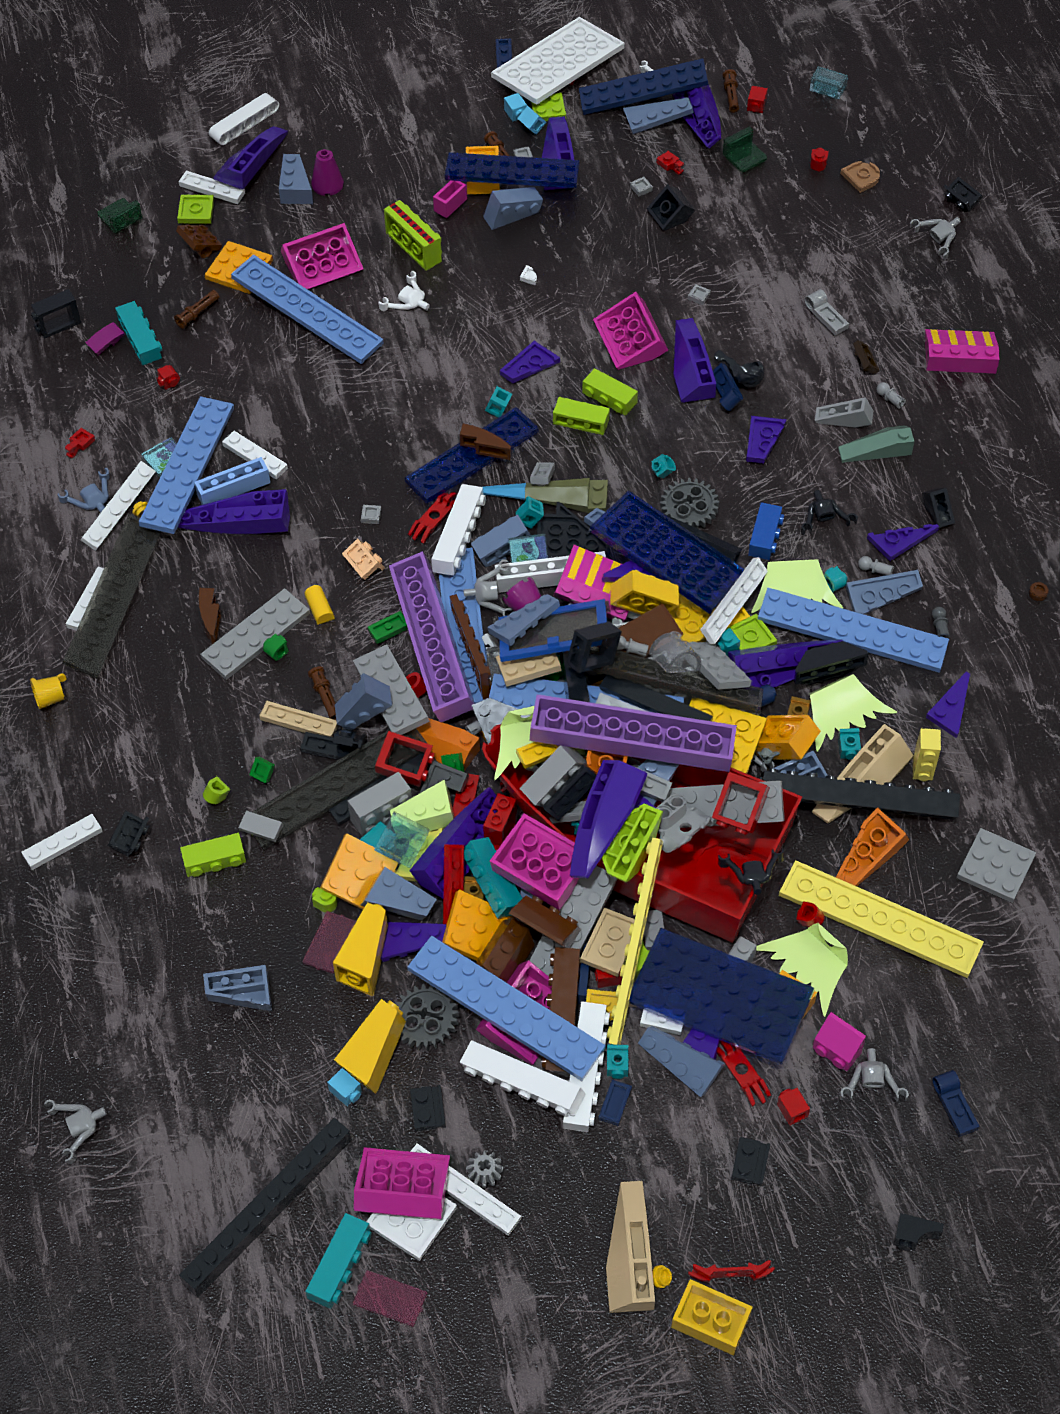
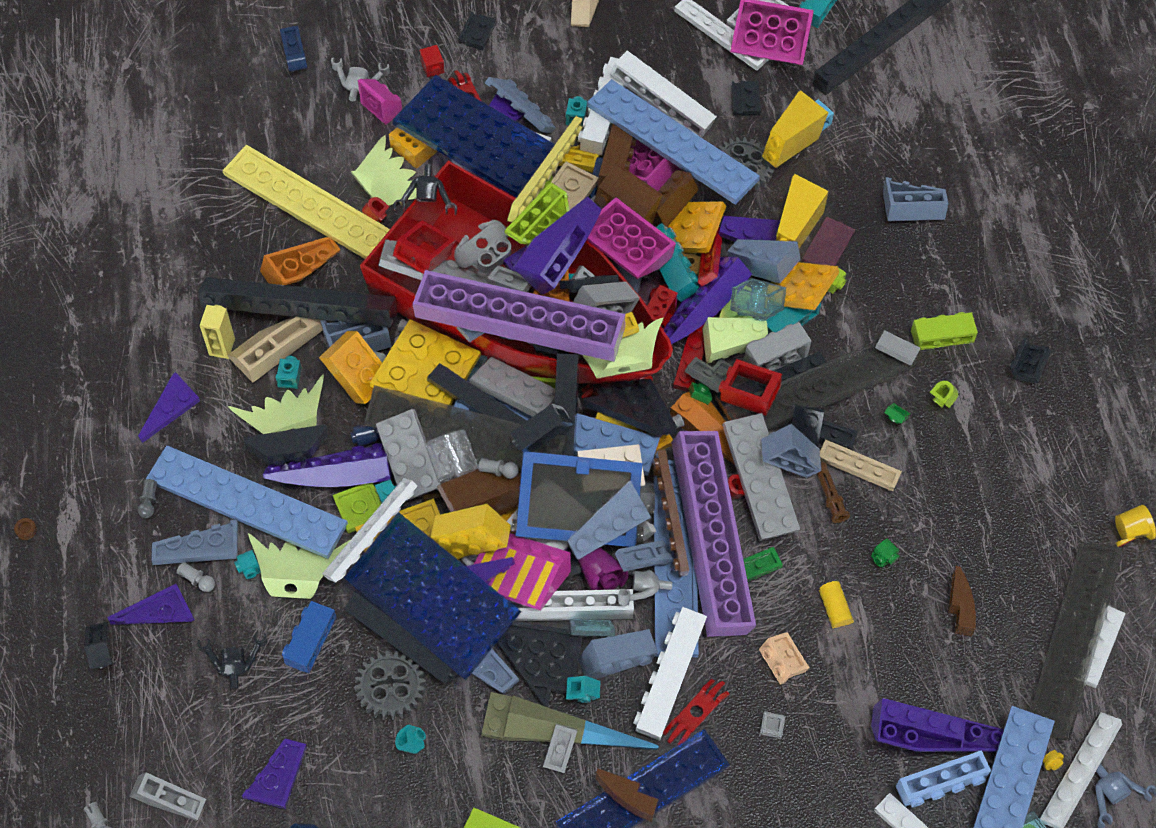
camera: 175 degrees left, 5 degrees up
(62, 841) = (1096, 367): white plate -> none
(79, 1123) = (1051, 113): light grey piece -> none
(248, 637) = (907, 579): light grey plate -> none
(482, 1162) = (701, 43): light grey gear -> none
(490, 605) = (643, 555): none -> sand blue plate
(615, 1102) = (583, 84): dark blue tile -> none
(799, 706) = (334, 416): pearl gold brick -> none
(881, 444) = (134, 750): sand green wedge -> none
(996, 865) = (183, 243): light grey plate -> none

